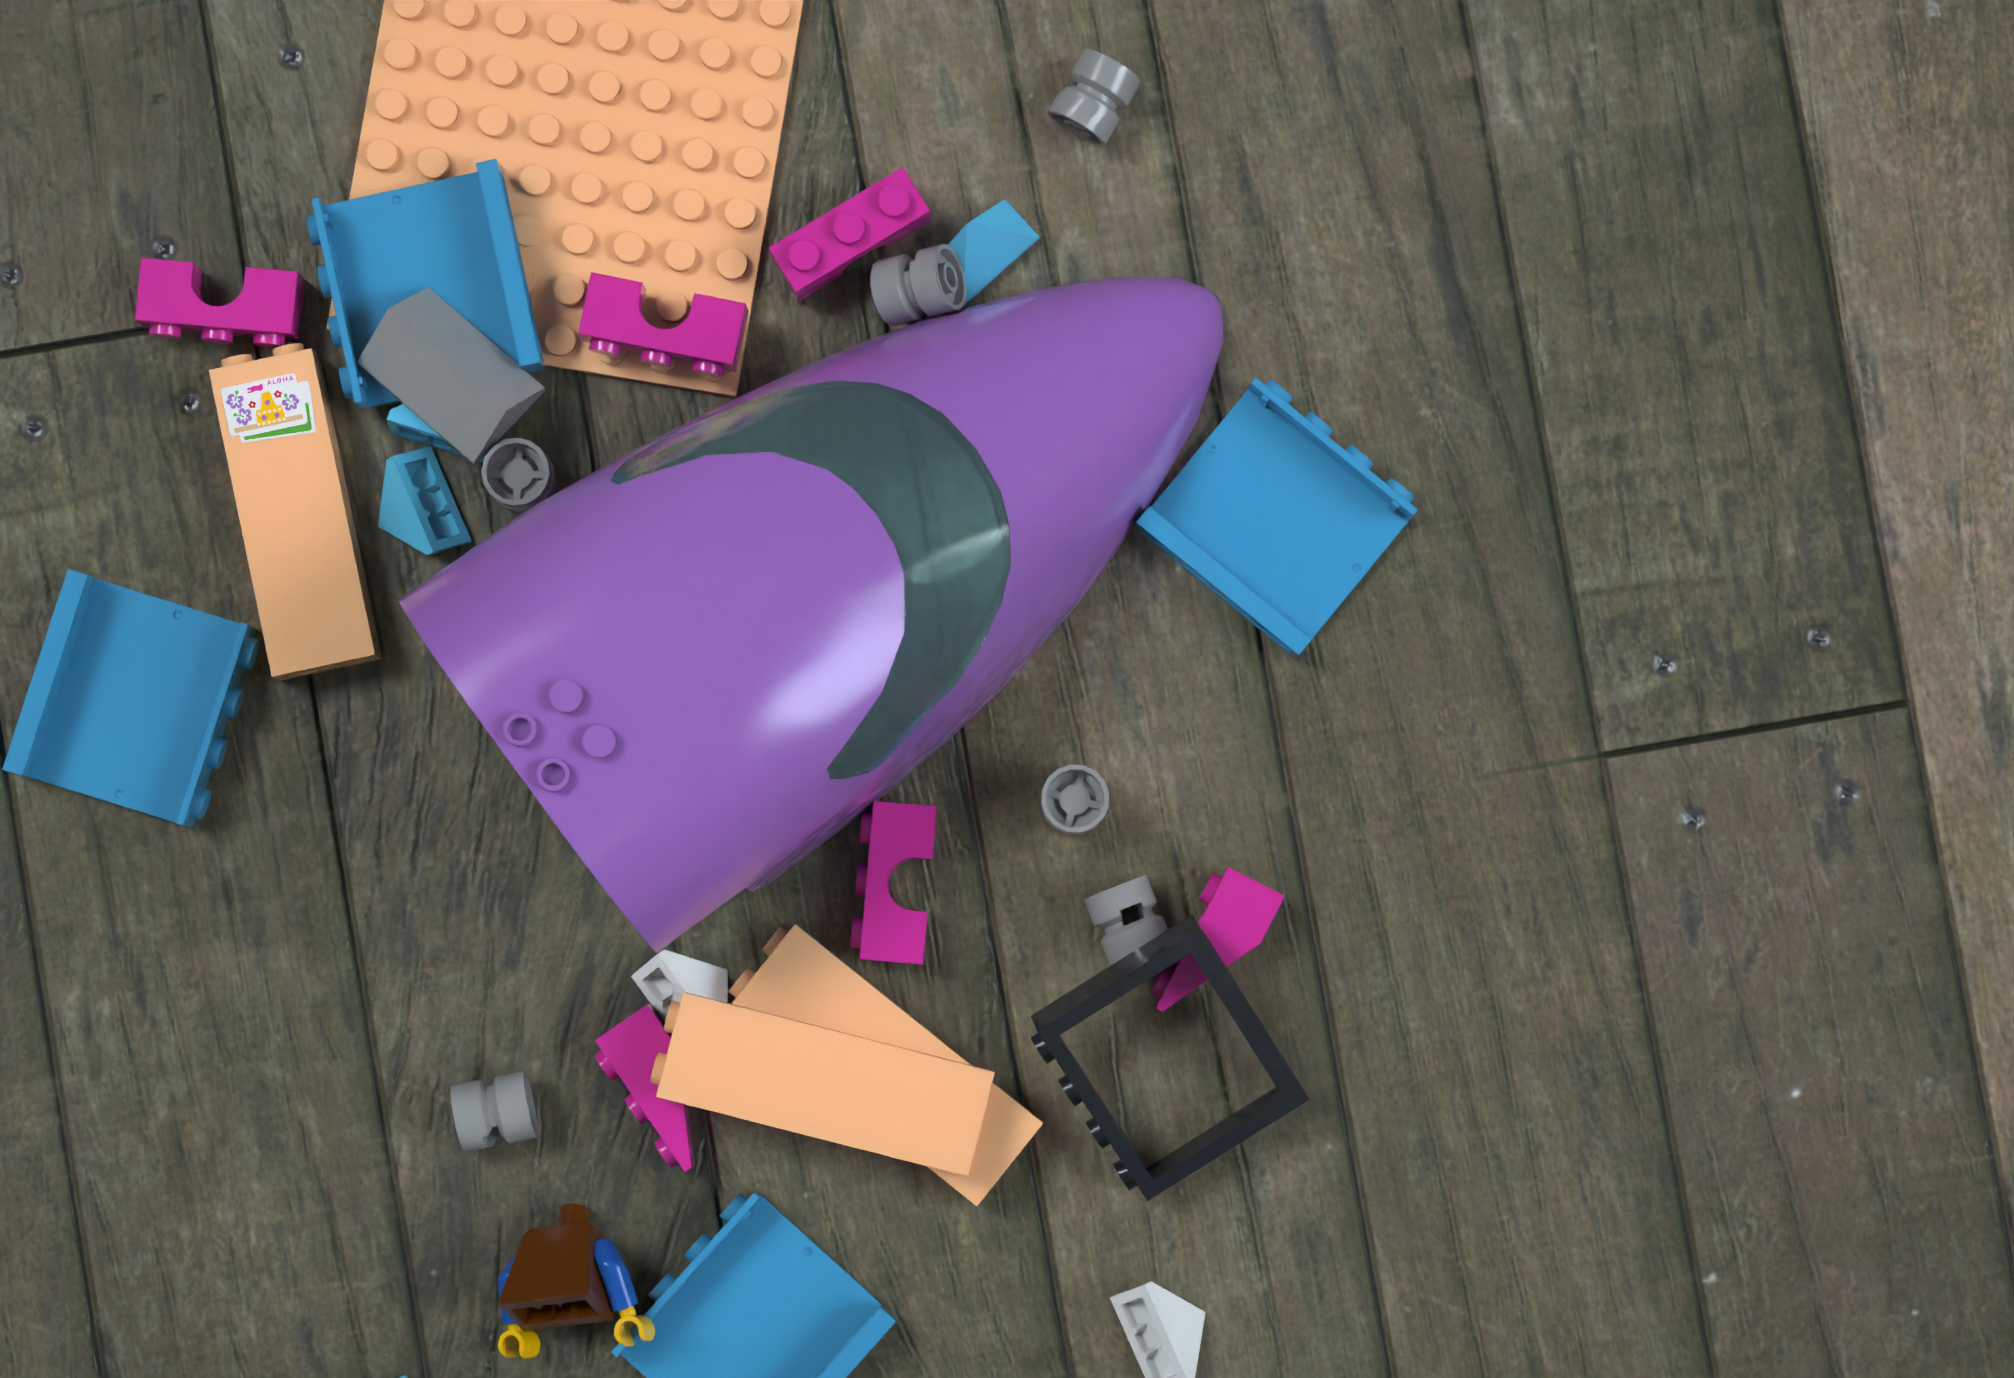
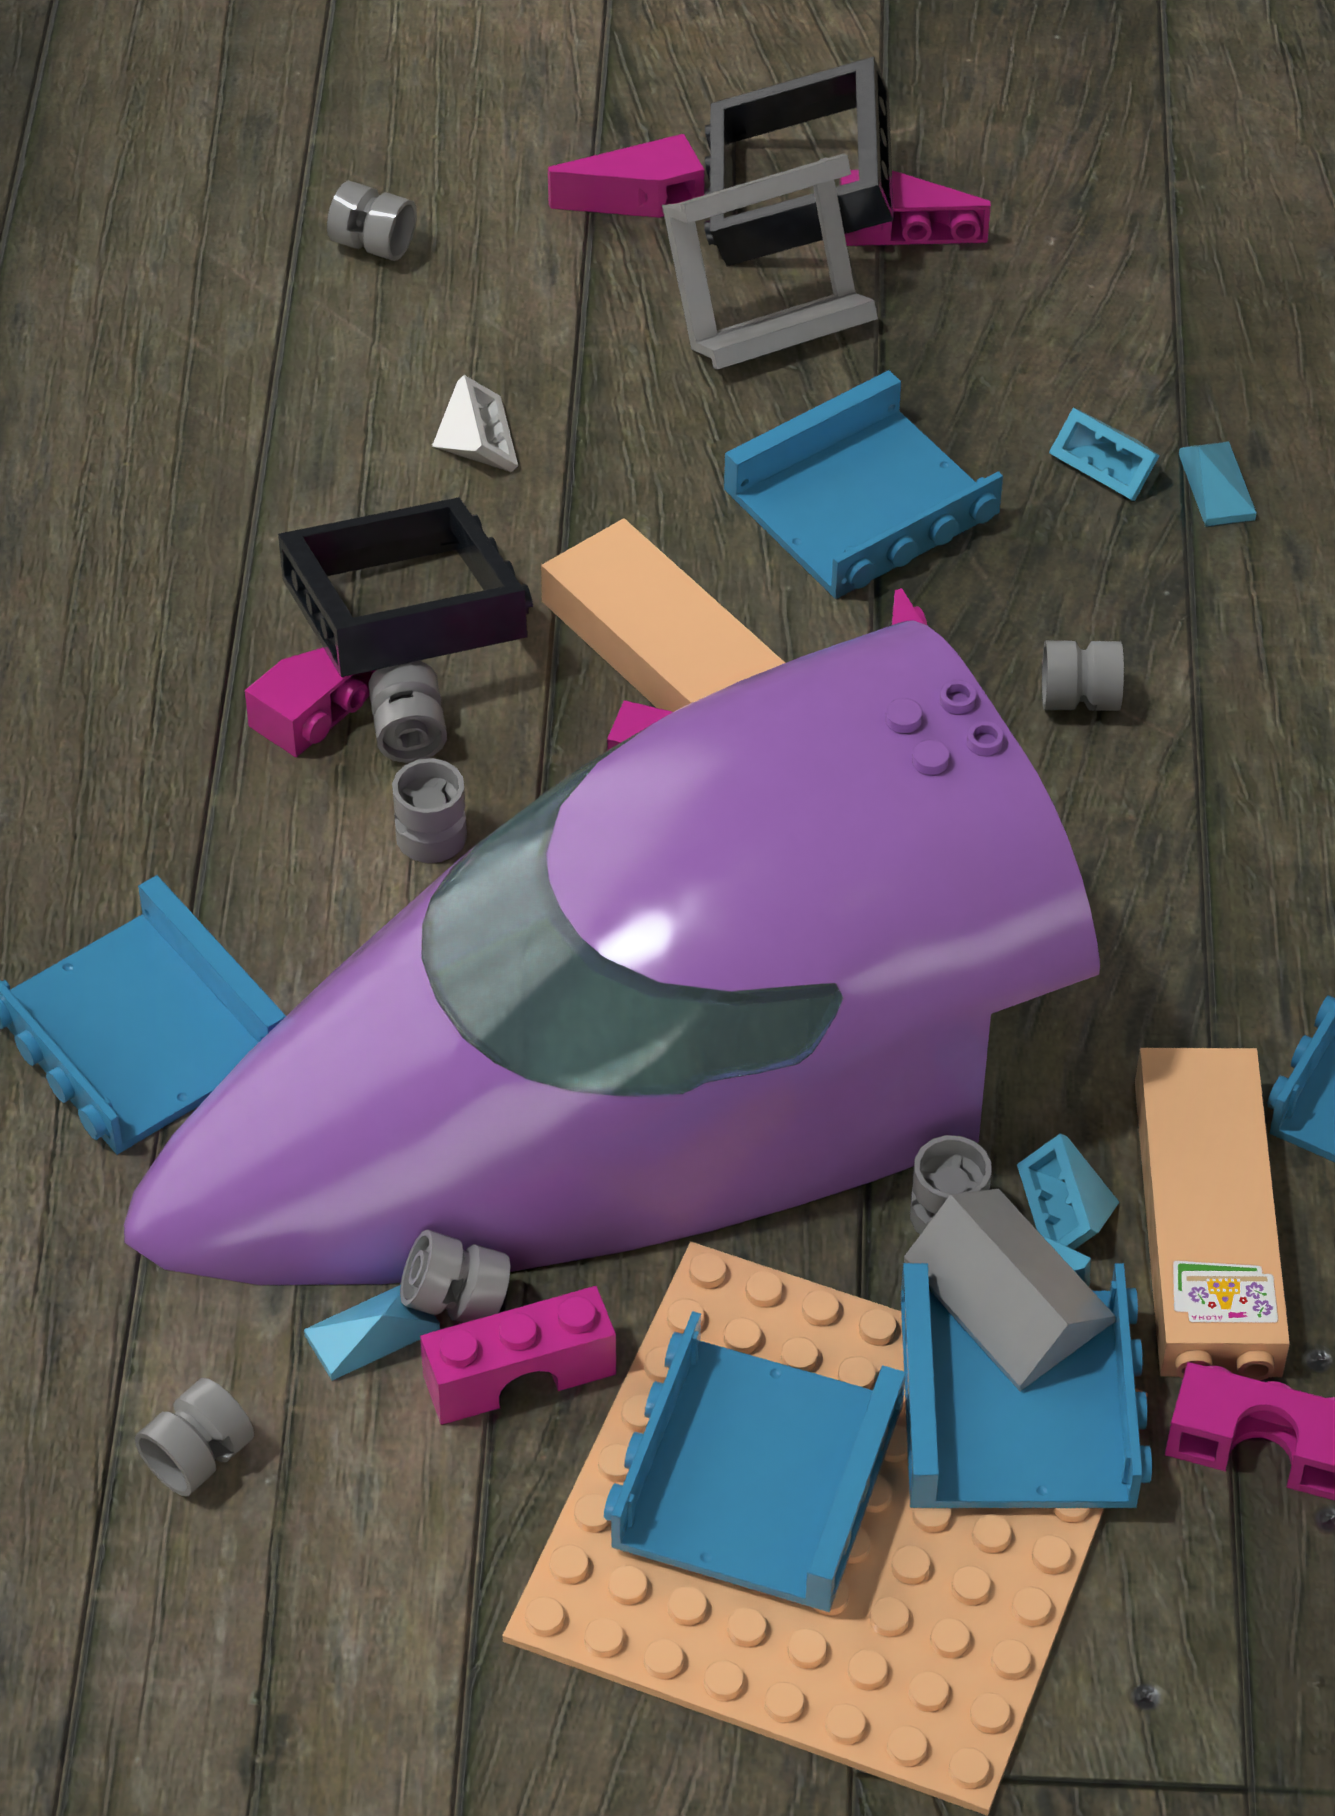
camera: 165 degrees left, 35 degrees down
(566, 1279) = (1033, 531): reddish brown torso -> none
(629, 169) = (753, 1469): none -> dark azure panel
(707, 337) = (713, 1271): dark pink arch -> none
(822, 1083) = (720, 595): light nougat brick -> none

